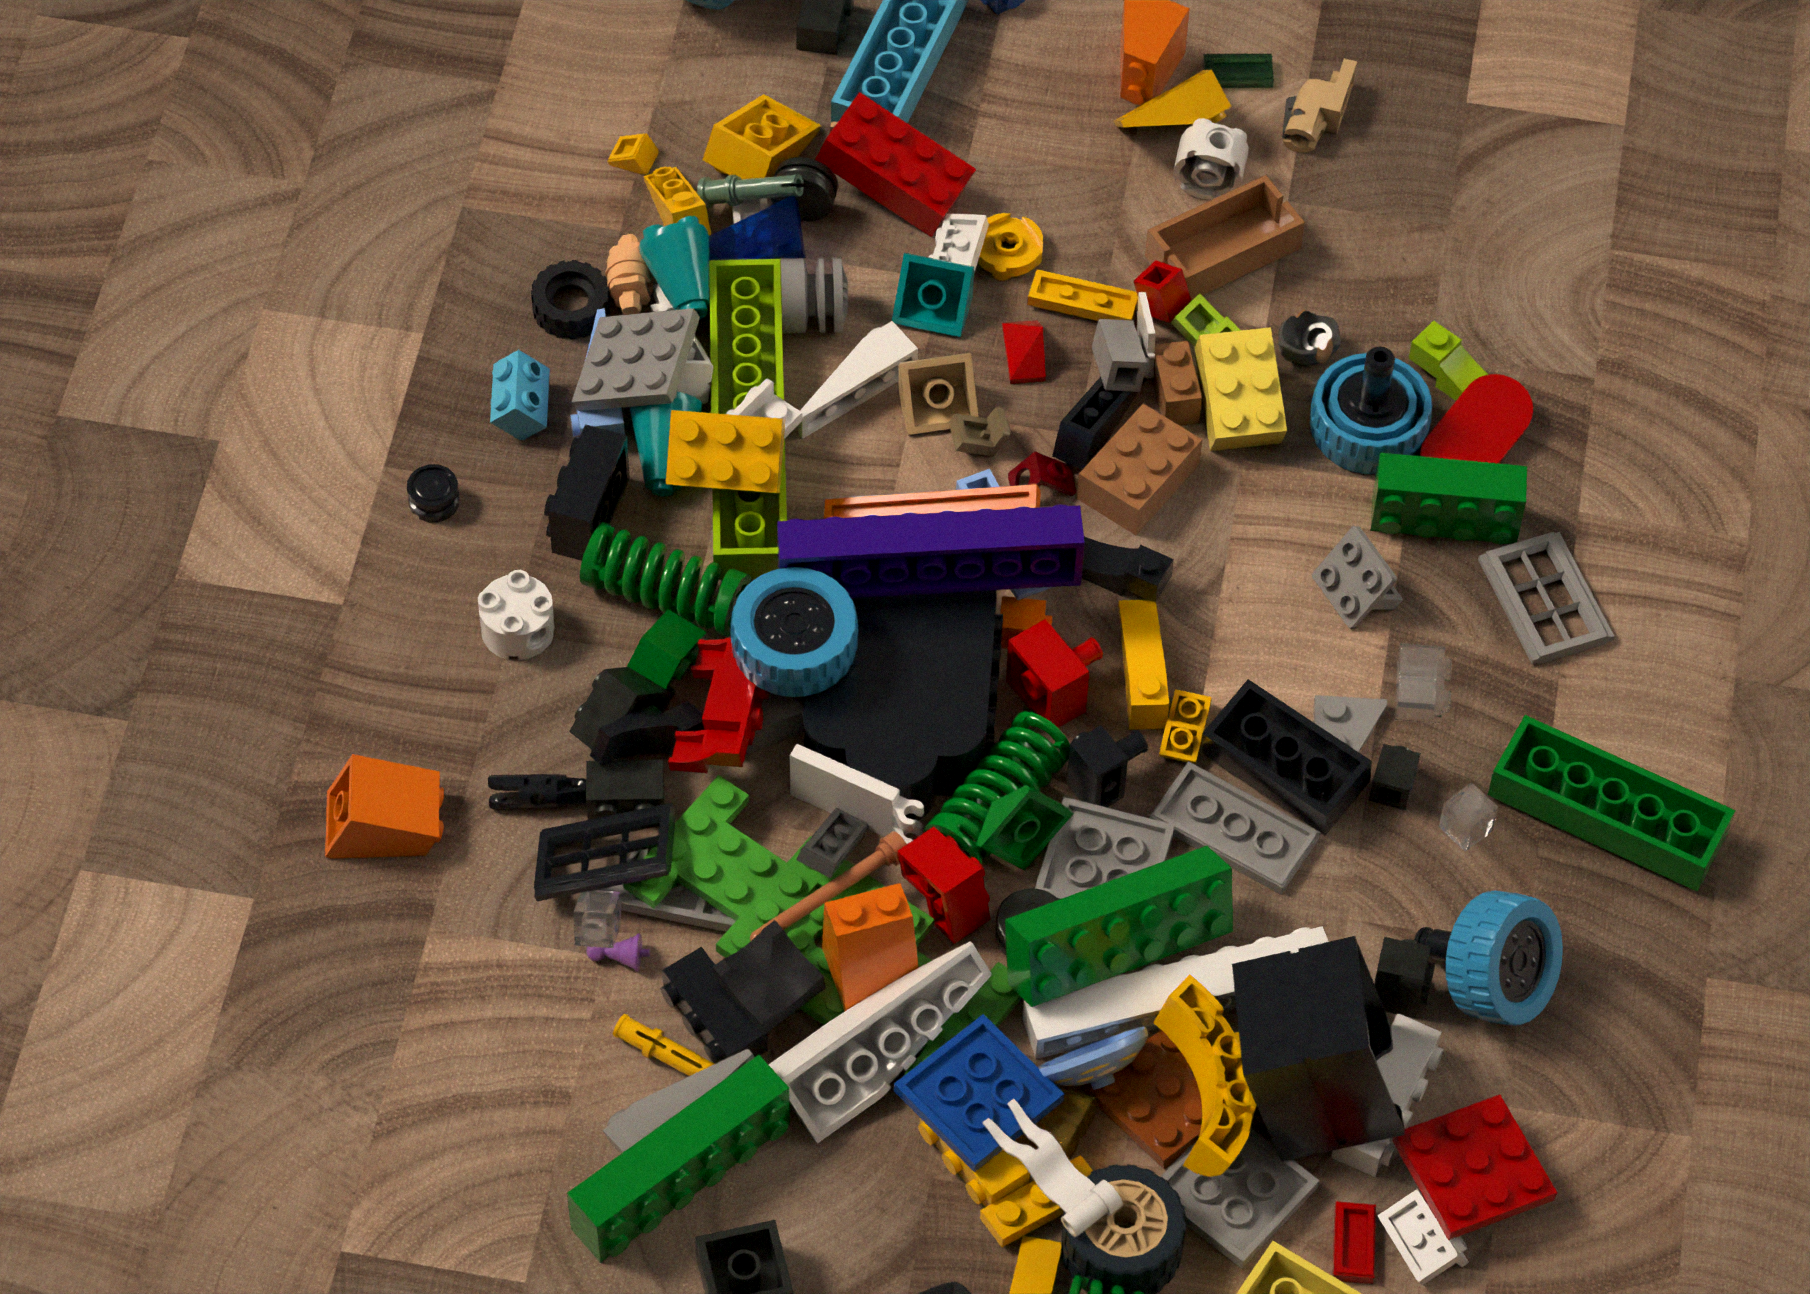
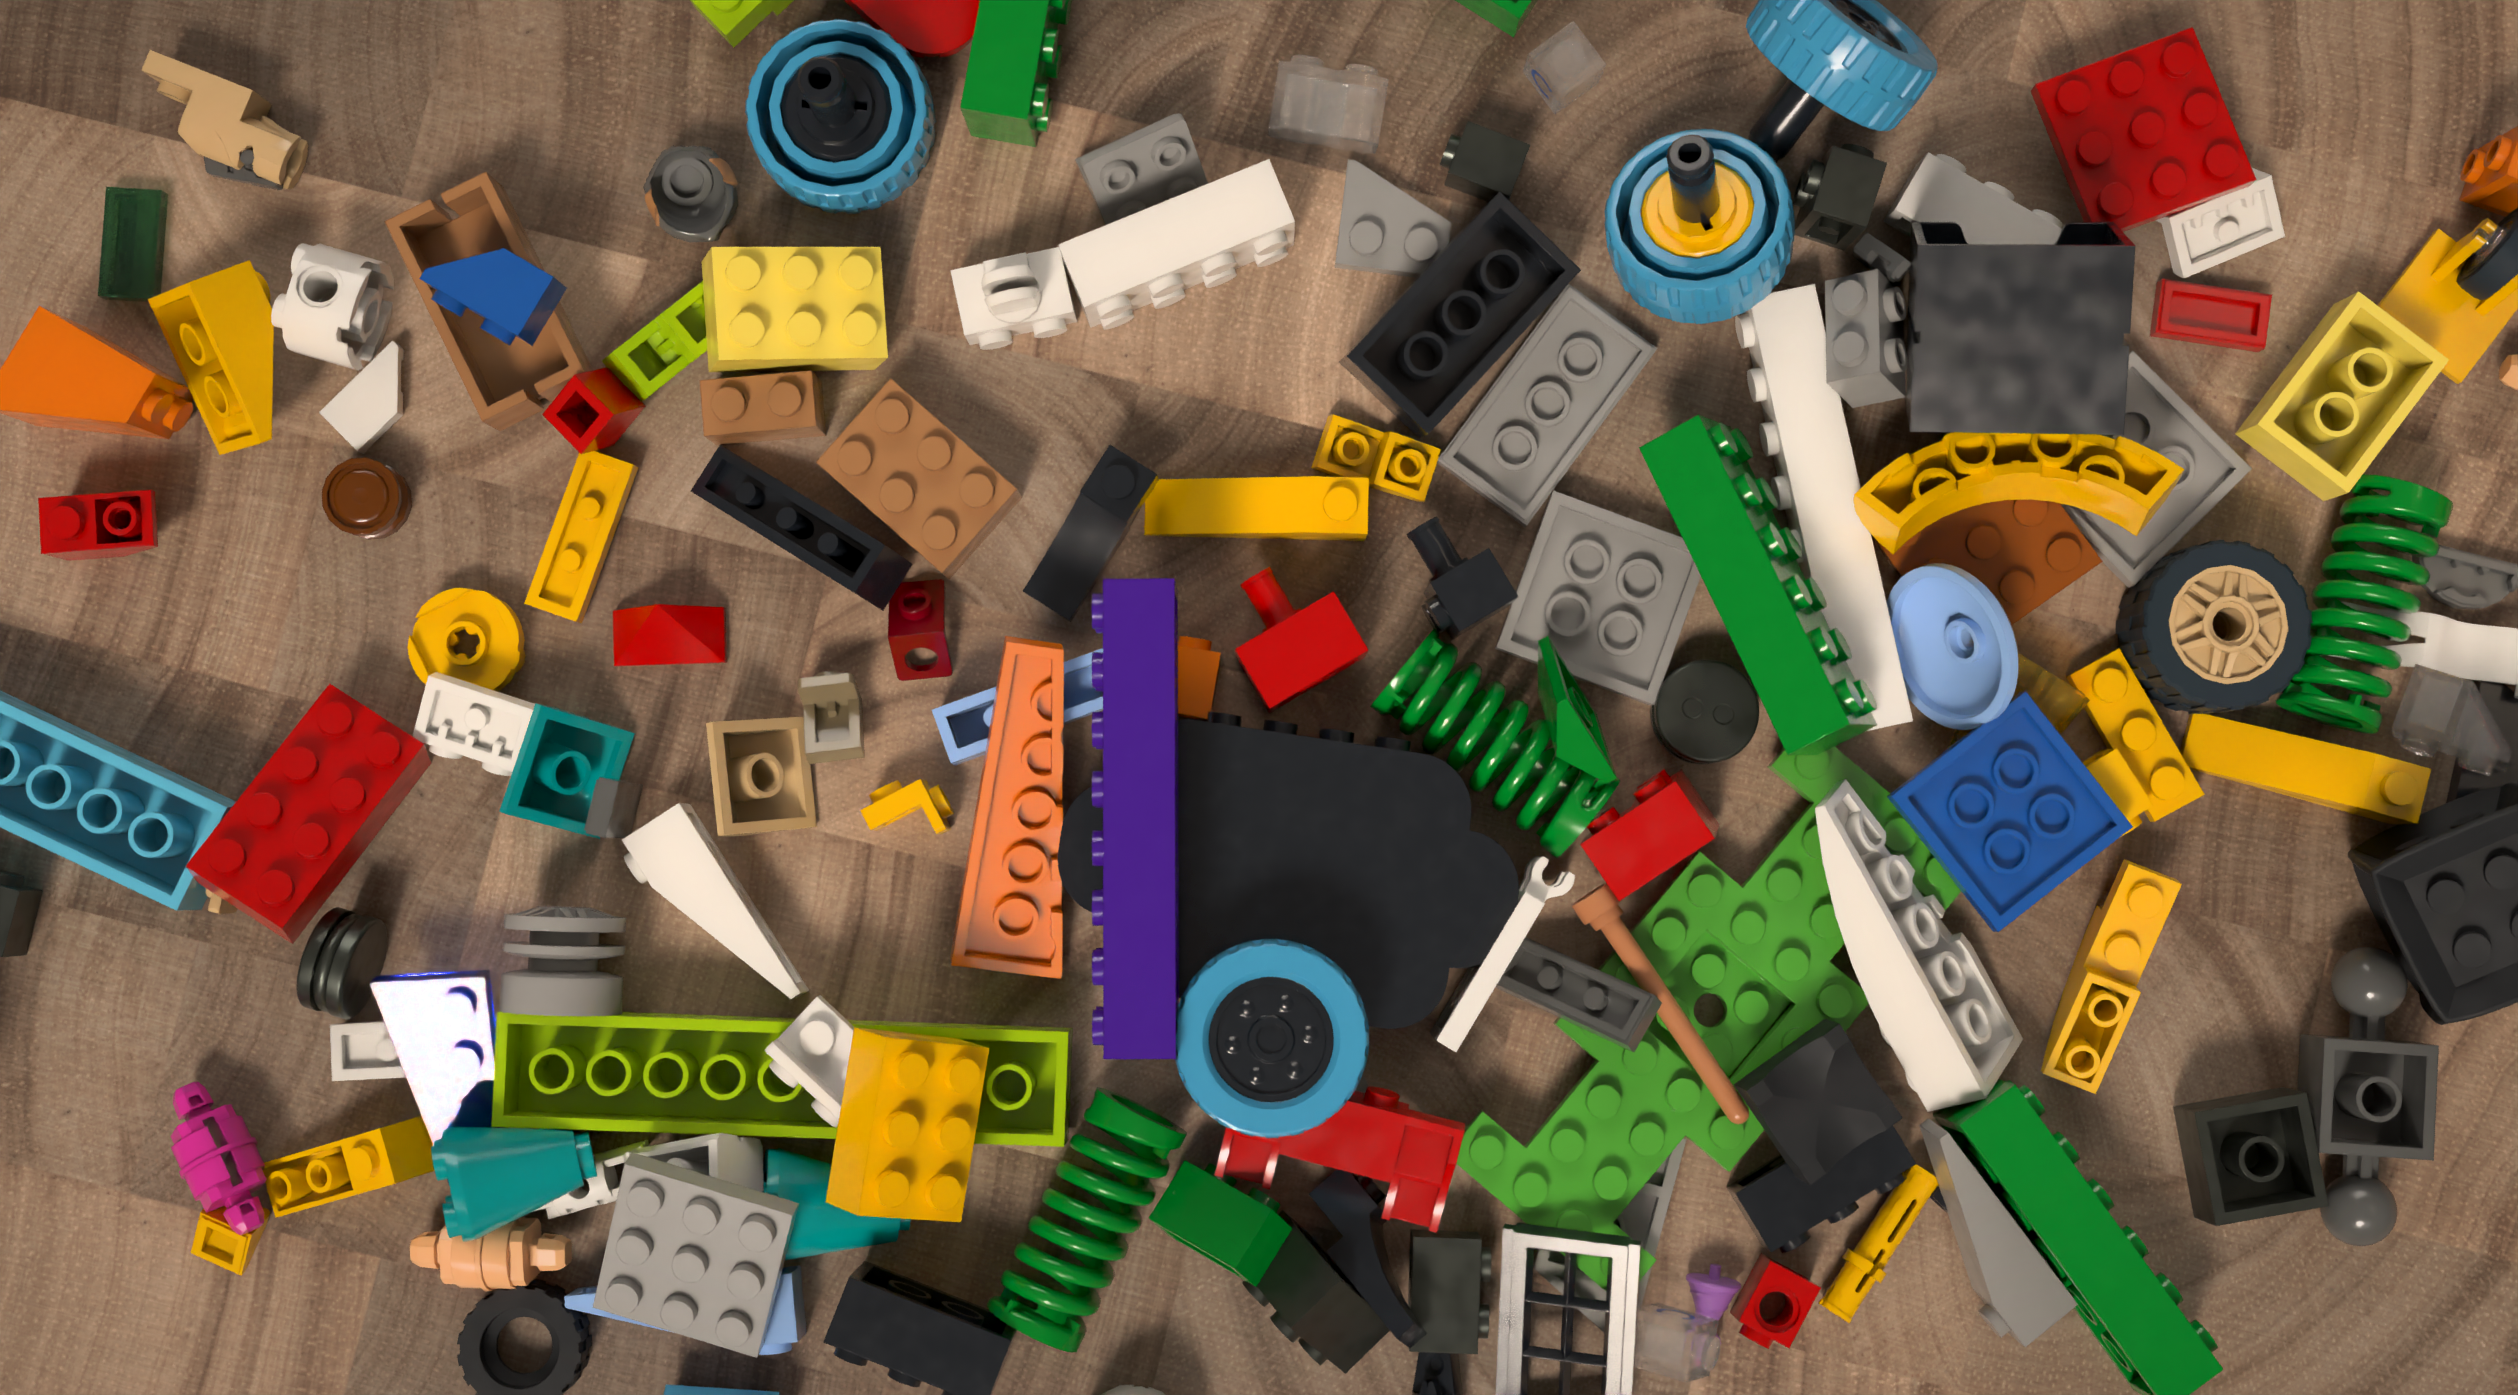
camera: 85 degrees left, 30 degrees up
(632, 999) = (1770, 1277): none -> red brick
(677, 131) = (218, 1158): none -> dark pink piece
(736, 190) = (344, 1075): sand green pin -> none
(758, 139) = (226, 1026): yellow slope -> none
(864, 1187) = (2105, 976): none -> yellow slope
(868, 942) = (1790, 954): orange slope -> none
(912, 313) = (613, 808): none -> dark grey tile
(926, 470) = (895, 802): none -> yellow bracket
(1057, 1176) = (2169, 712): white flag -> none
(1061, 54) = (98, 525): none -> red slope
(1094, 190) = (366, 498): none -> reddish brown wheel
(1120, 355) = (710, 488): light grey brick -> none
(1146, 330) = (676, 444): white piece -> none
(1156, 190) = (369, 400): none -> white tile
(1227, 228) = (500, 288): none -> blue slope
(1266, 515) = (1014, 298): none -> white brick
(1311, 594) = (1180, 245): none -> white brick
(1368, 884) = (1700, 226): none -> dark azure wheel

